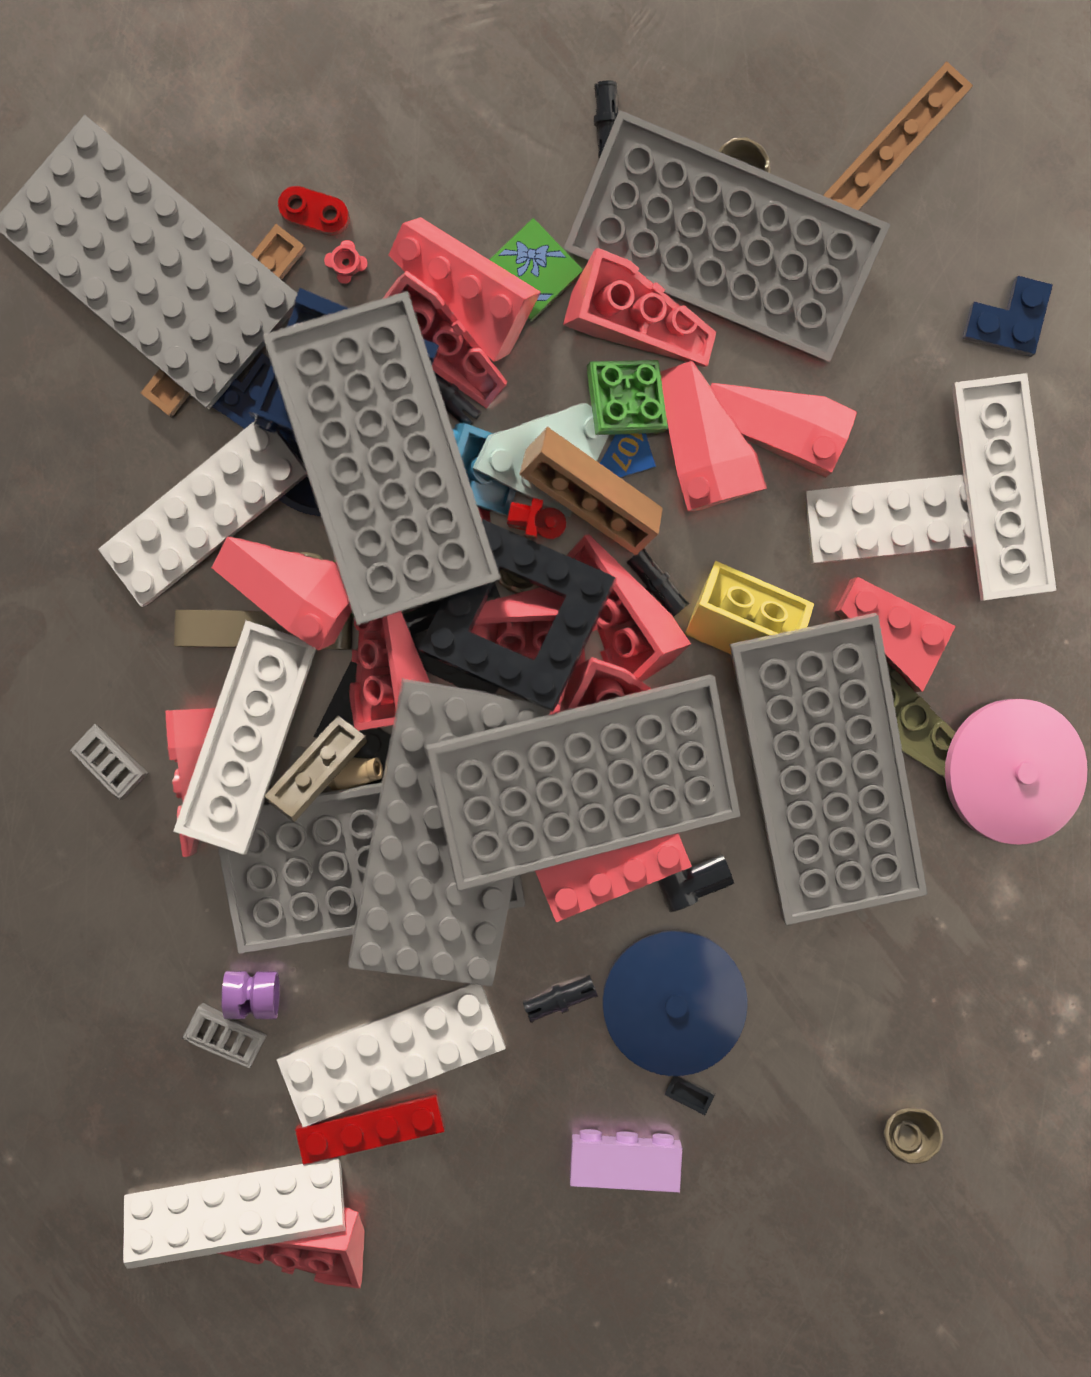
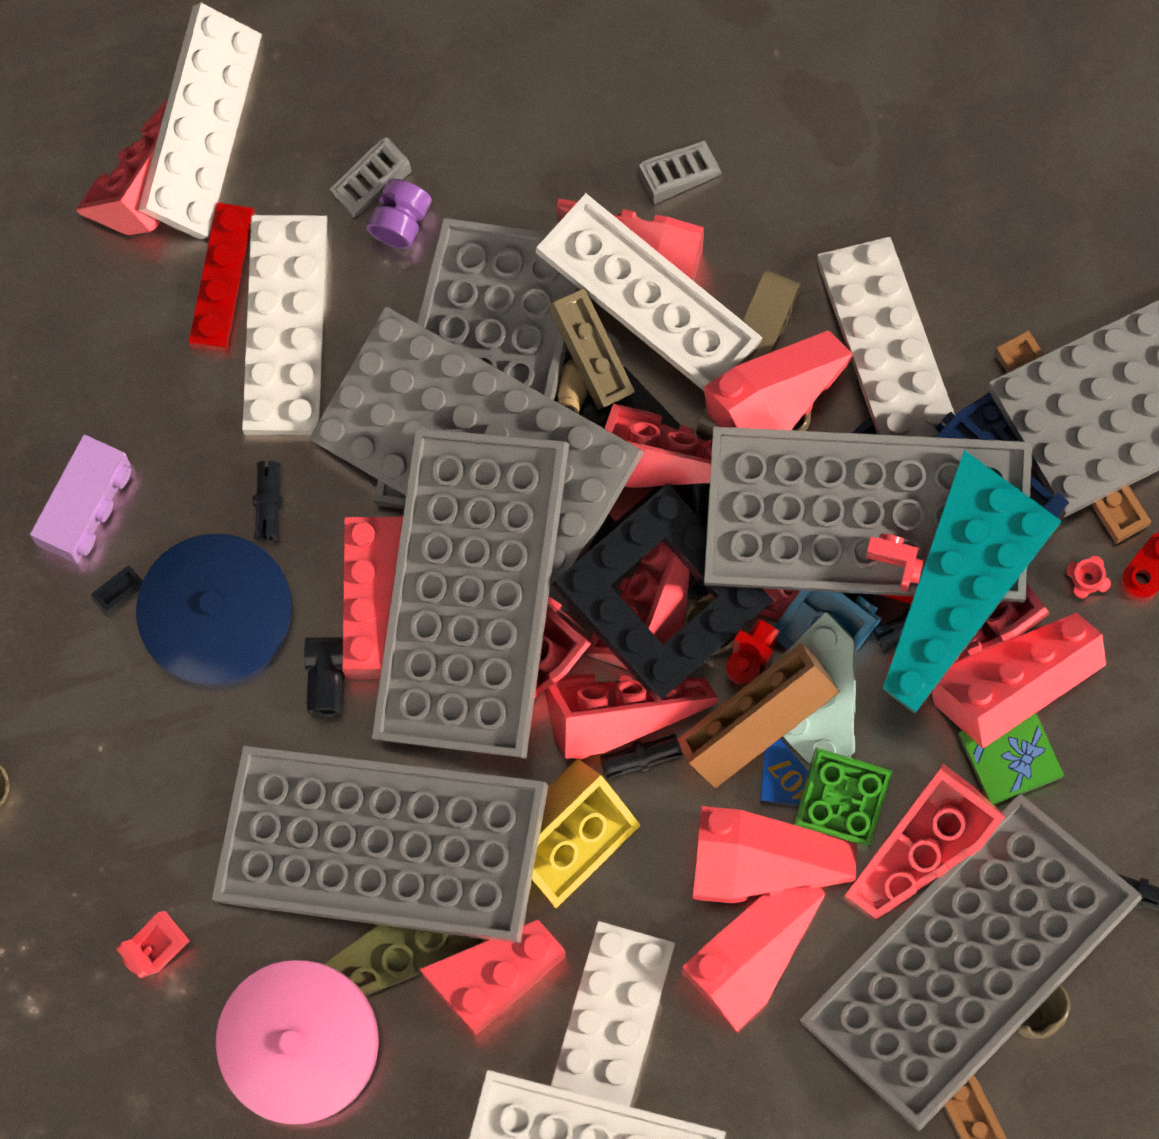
camera: 115 degrees right, 15 degrees down
(395, 347) = (975, 559): none -> teal wing
(412, 421) = (891, 550): none -> coral bracket
(986, 927) = (153, 945): none -> coral bracket

